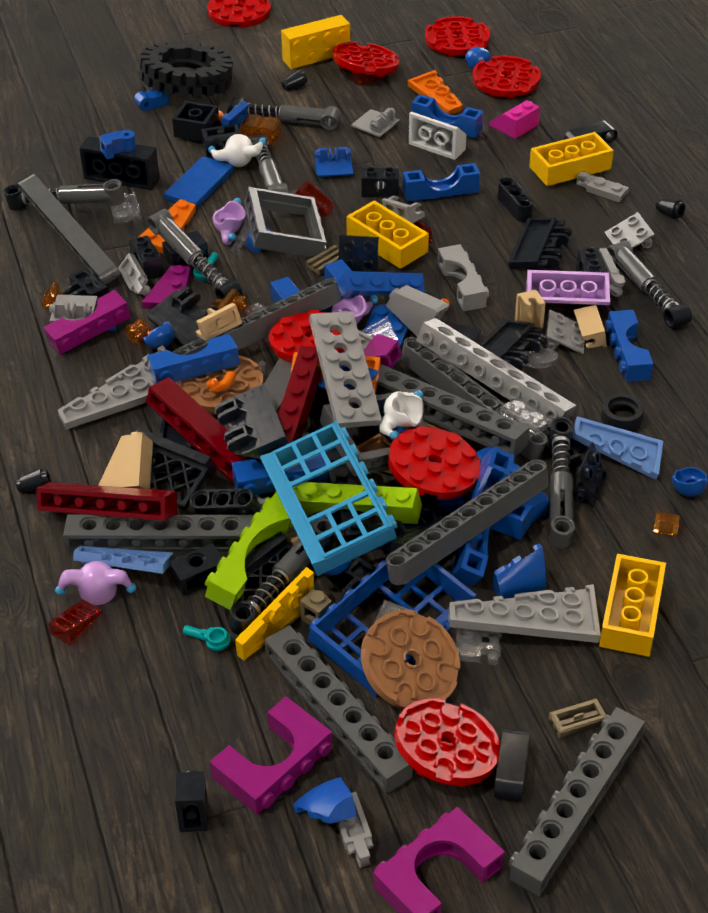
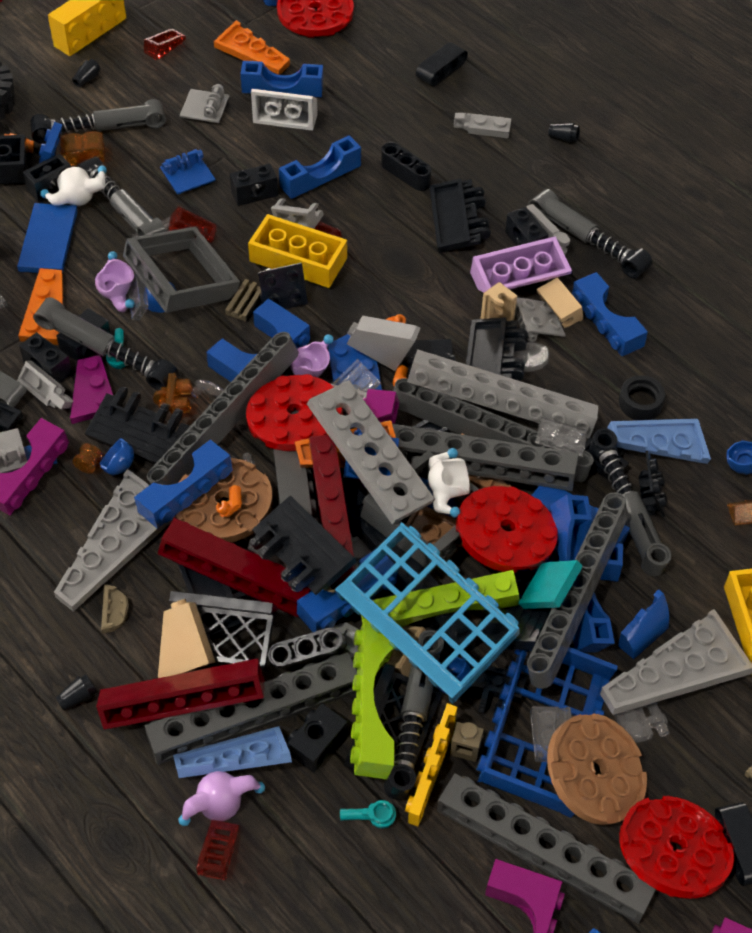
camera: 25 degrees left, 10 degrees up
(97, 437) = (114, 610): none -> dark tan tile
(218, 322) = (184, 426): tan panel -> none
(365, 59) = (153, 24): red plate -> none
(376, 283) = (330, 320): blue arch -> none
(444, 509) = (550, 584): none -> teal tile
(456, 263) = (385, 265): light grey arch -> none
(518, 119) = (354, 62): dark pink slope -> none
(569, 157) = (438, 99): yellow brick -> none
(632, 230) = (541, 174): light grey hinge -> none

